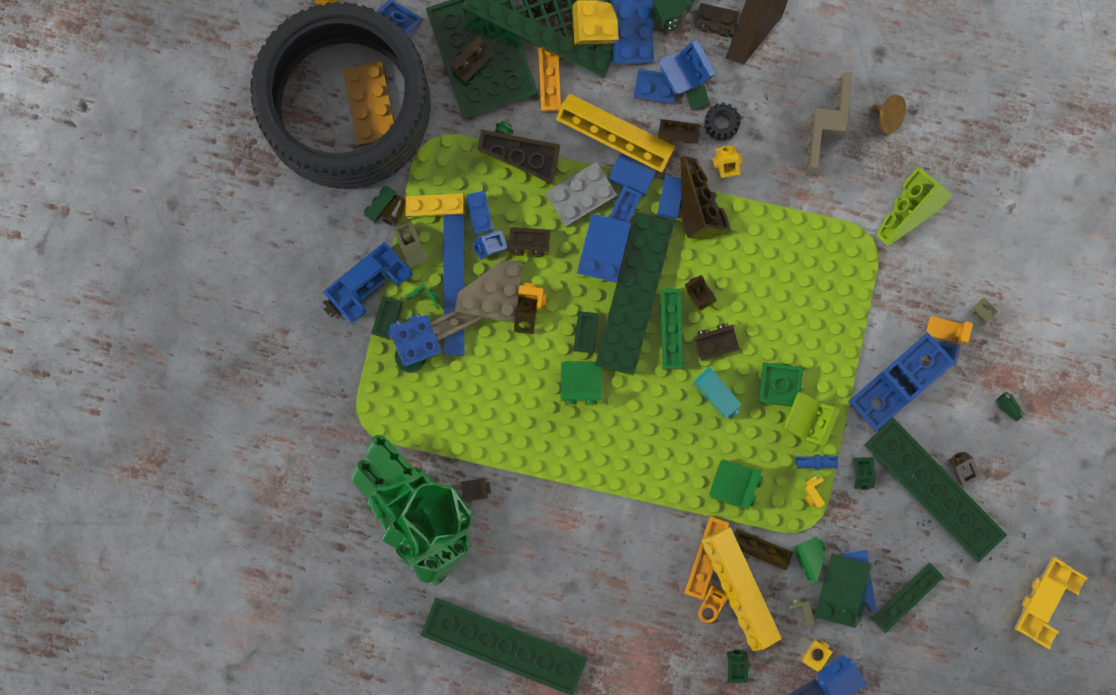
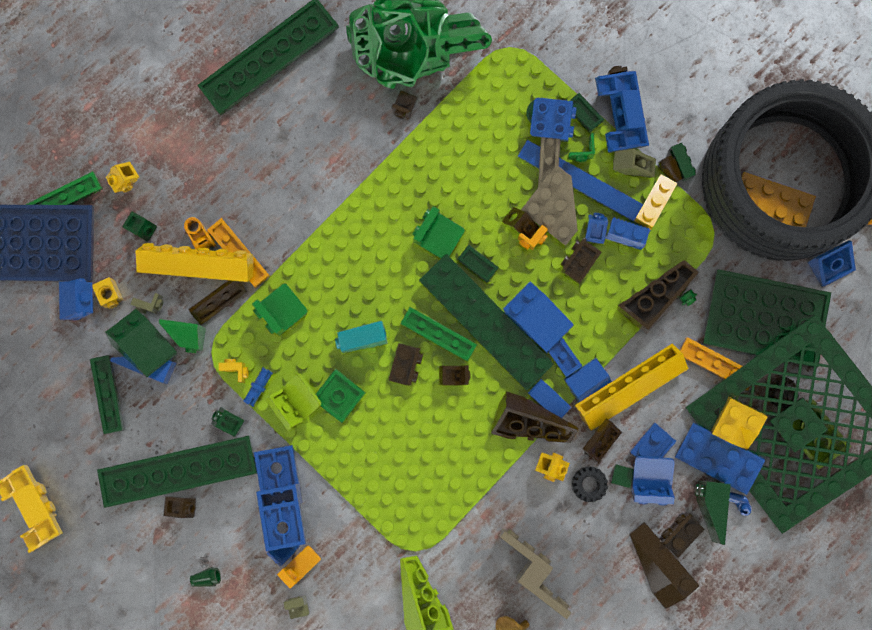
camera: 125 degrees right, 0 degrees up
(471, 59) = (765, 301): dark brown bracket -> none
(581, 194) = (595, 327): light grey plate -> none

